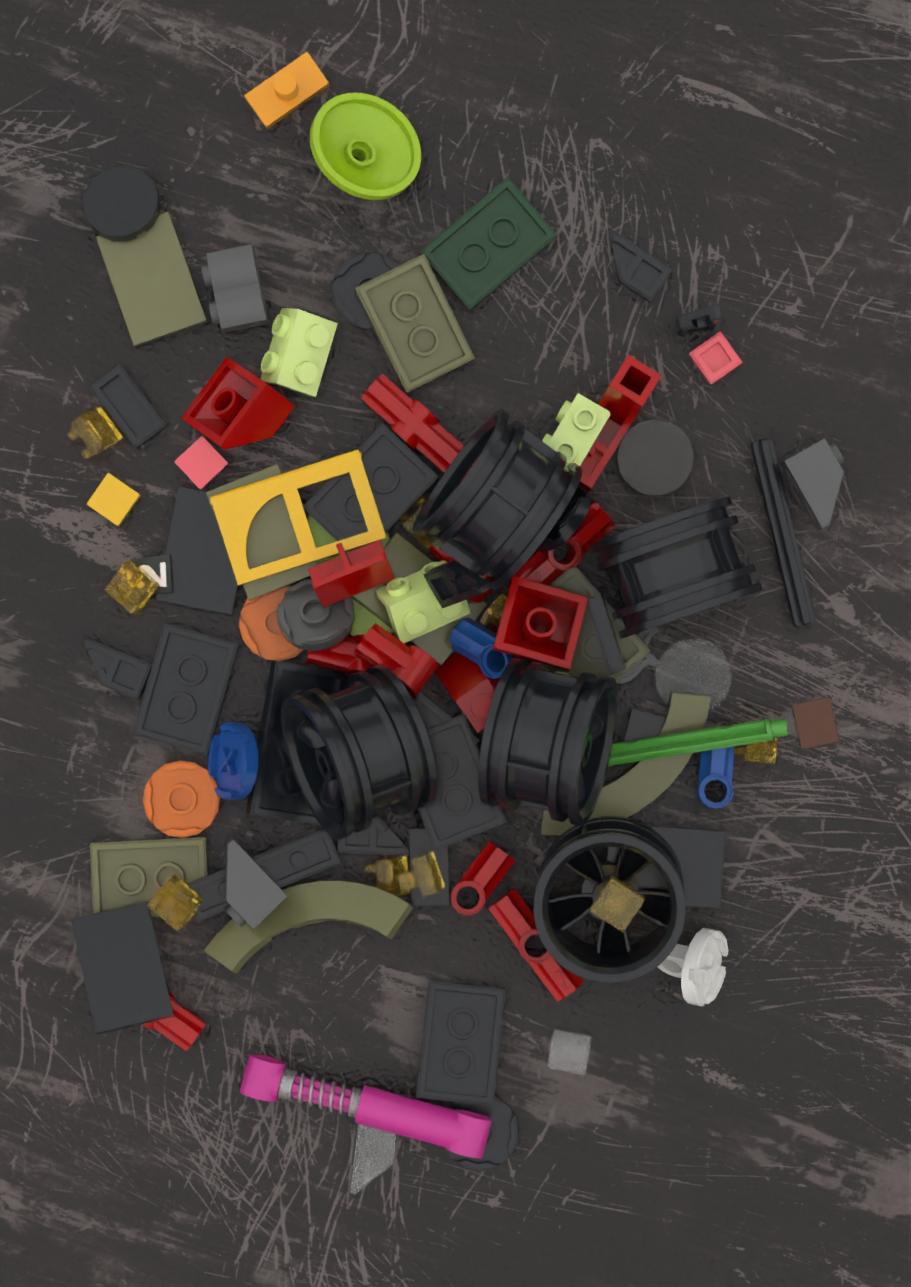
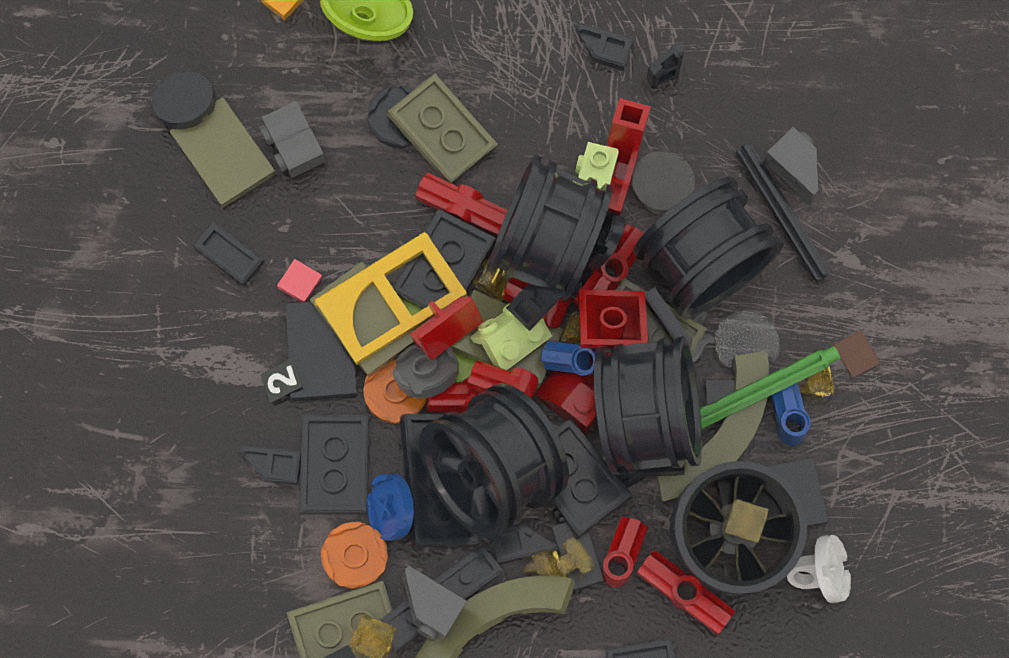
camera: 20 degrees left, 15 degrees down
(96, 432) = (208, 277): clear yellow tile -> none
(113, 499) = (235, 329): yellow tile -> none
(131, 587) = (268, 392): clear yellow tile -> none
(237, 408) = (318, 226): red slope -> none
(298, 351) = (354, 174): yellowish green bracket -> none
(488, 244) = (484, 58): dark green tile -> none
(715, 358) = (686, 96): coral tile -> none

